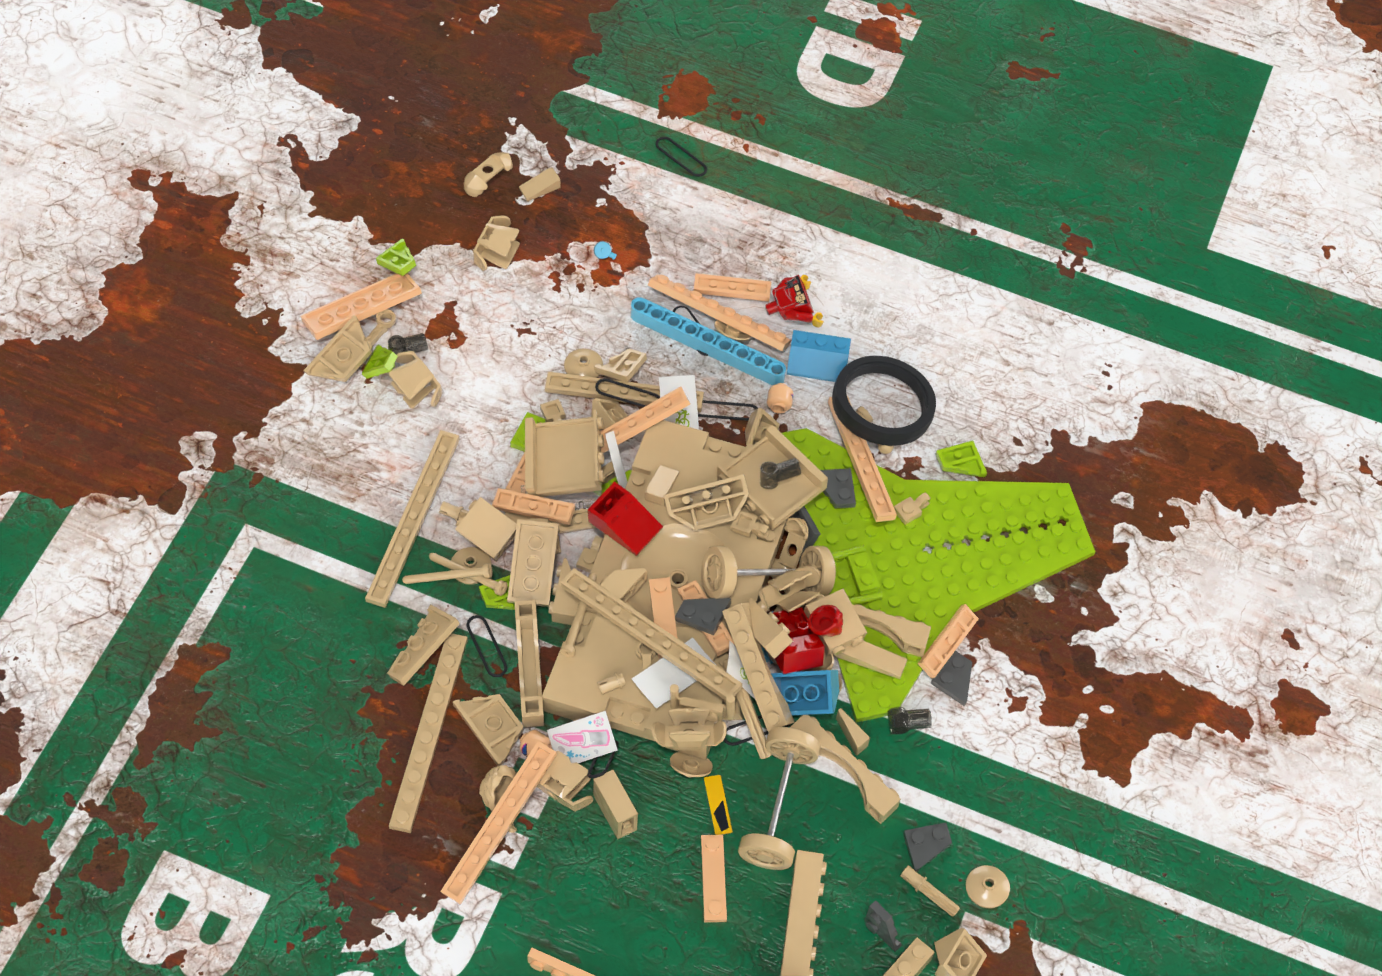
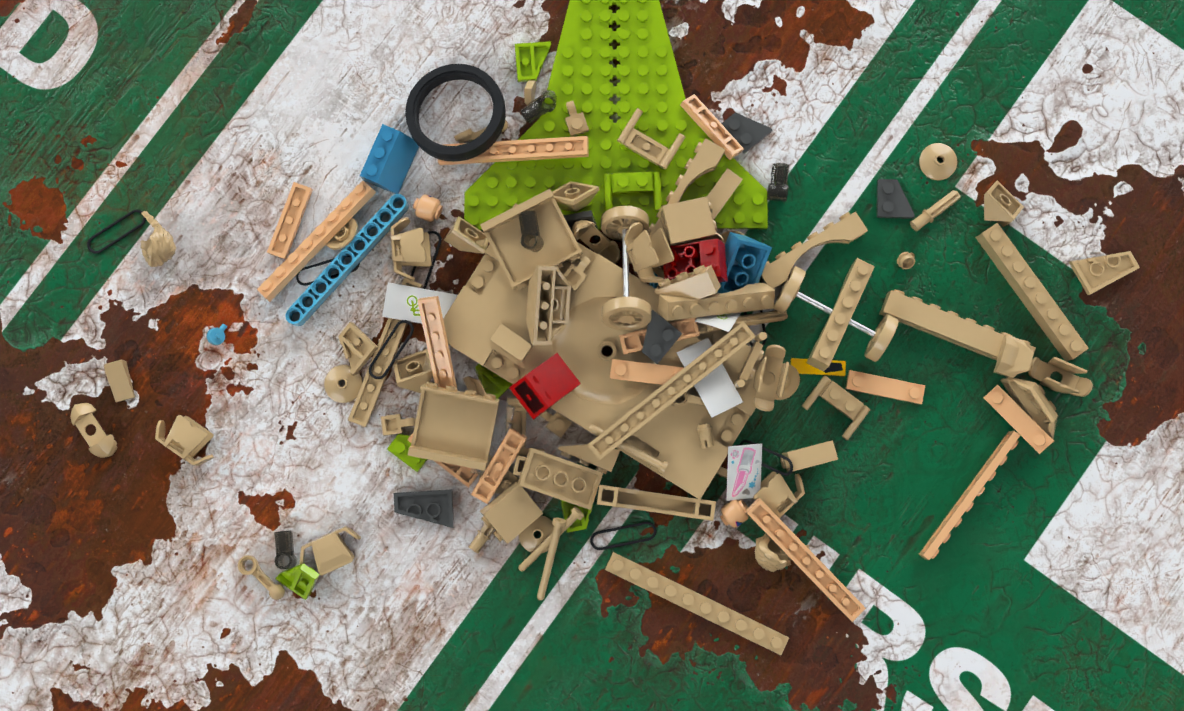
camera: 70 degrees left, 25 degrees up
(342, 354) = (280, 614): tan wing -> none
(361, 303) = (226, 587): light nougat tile -> none
(397, 258) = (178, 540): lime wing -> none
(412, 519) = (477, 578): tan plate -> none
(428, 638) = (610, 590): tan wing -> none
(478, 458) = (430, 506): none -> dark grey wing
(492, 724) = (704, 546): tan wing -> none
(616, 459) = (471, 378): white sticker -> none
(624, 582) = (611, 404): tan slope -> none
(678, 186) = (159, 246): none -> tan hair
(685, 835) = (840, 400): none -> tan plate
(735, 389) = (411, 247): none -> tan piece
(751, 793) = (841, 315): none -> tan arch
(793, 301) = (321, 166): red torso -> none
(826, 621) = (696, 230): red hat -> none
(829, 517) = (574, 195): none -> tan slope
(840, 488) = (537, 180): dark grey wing -> none
(855, 735) = (787, 232): tan slope -> none
(860, 873) = (906, 260): none -> tan plate
(882, 924) = (960, 260): dark grey wing -> none
(905, 577) = (647, 146): none -> tan plate
(915, 474) = (538, 107): none -> clear smoke piece
(928, 465) = (529, 91): none -> tan tile

